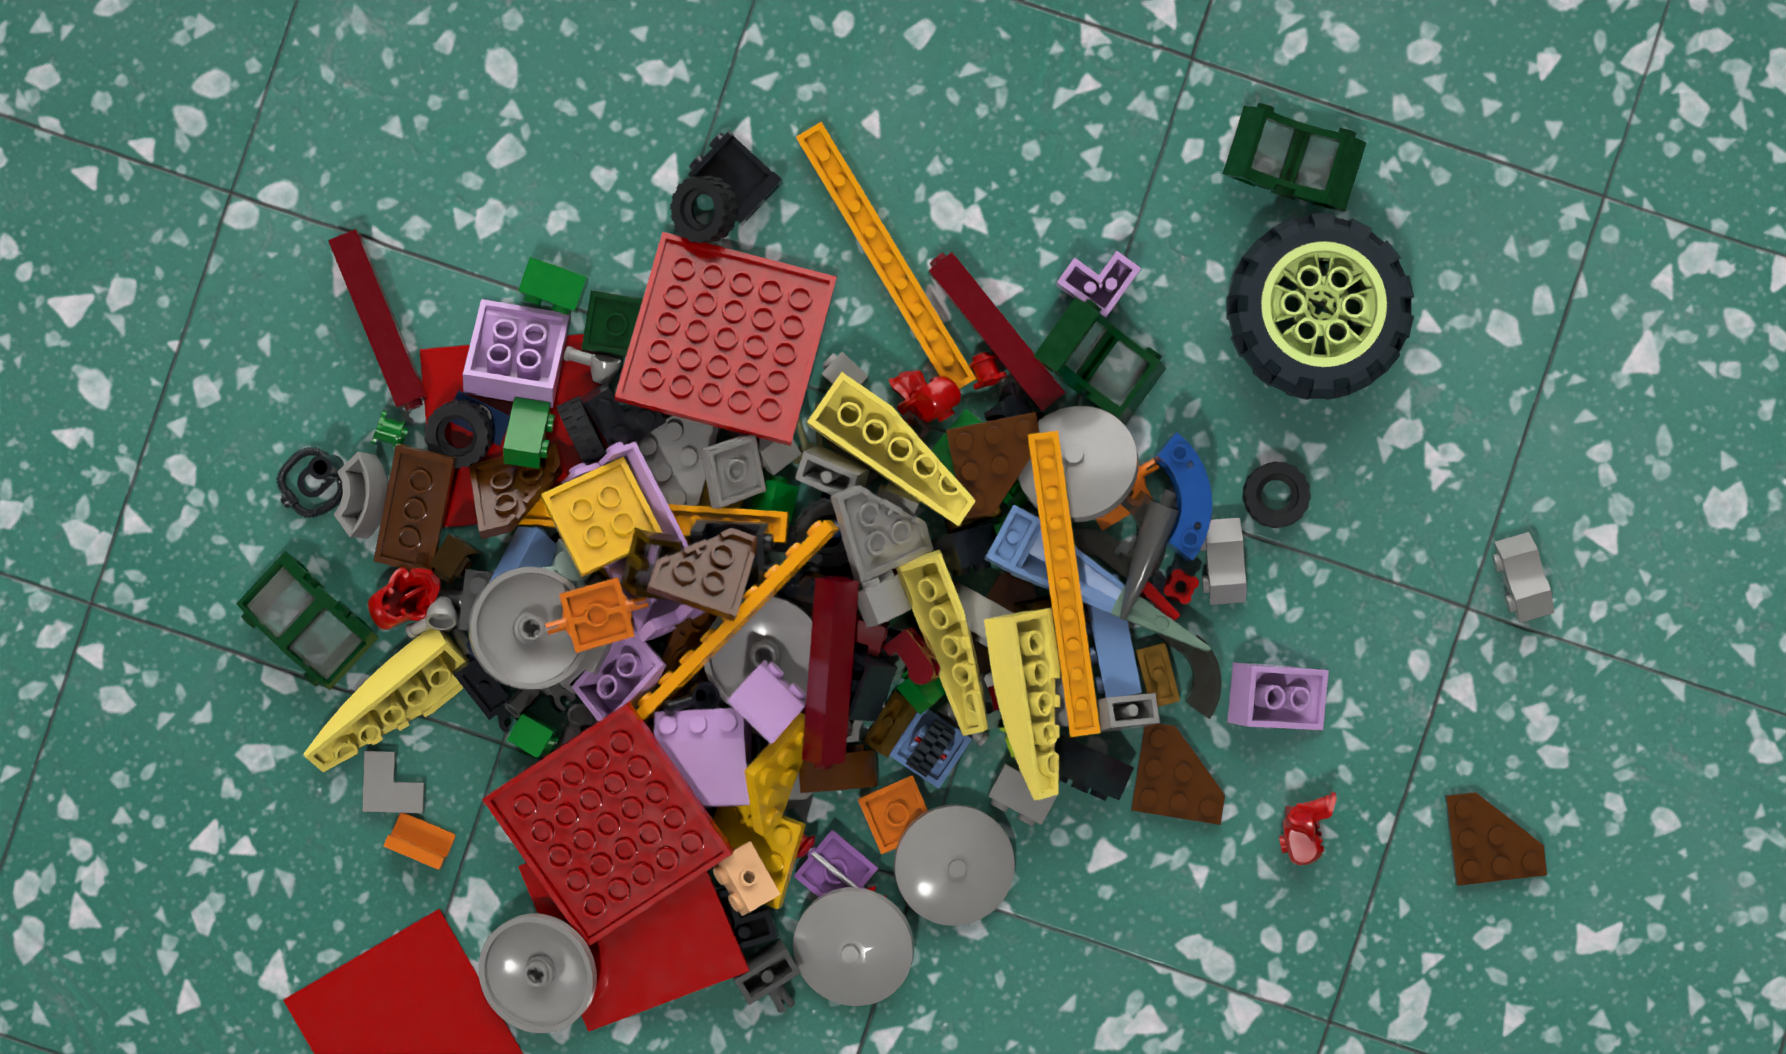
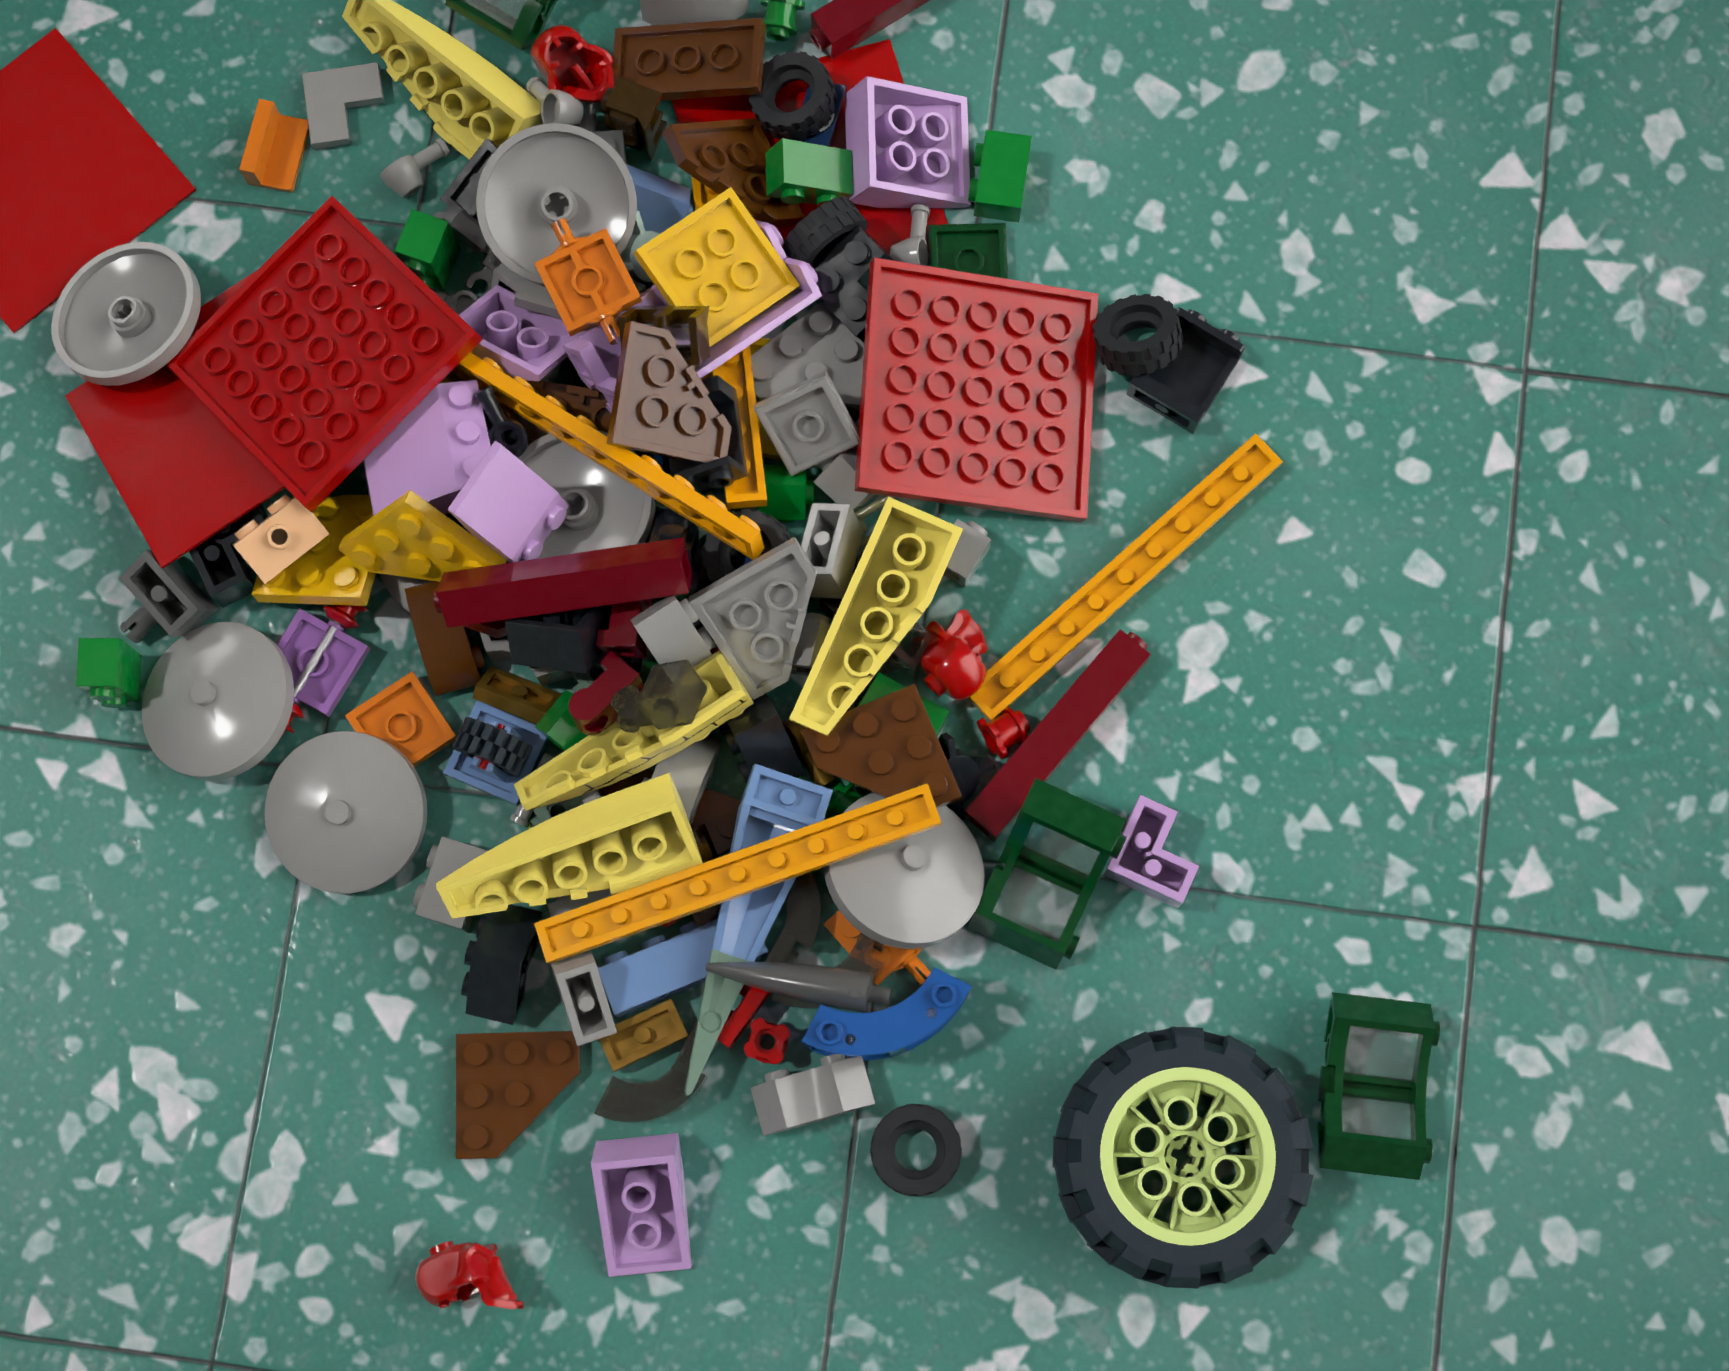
camera: 75 degrees right, 10 degrees down
(463, 743) = (404, 174): none -> light grey bar
(818, 1023) = (109, 671): none -> green brick
(933, 611) = (667, 698): none -> clear smoke brick

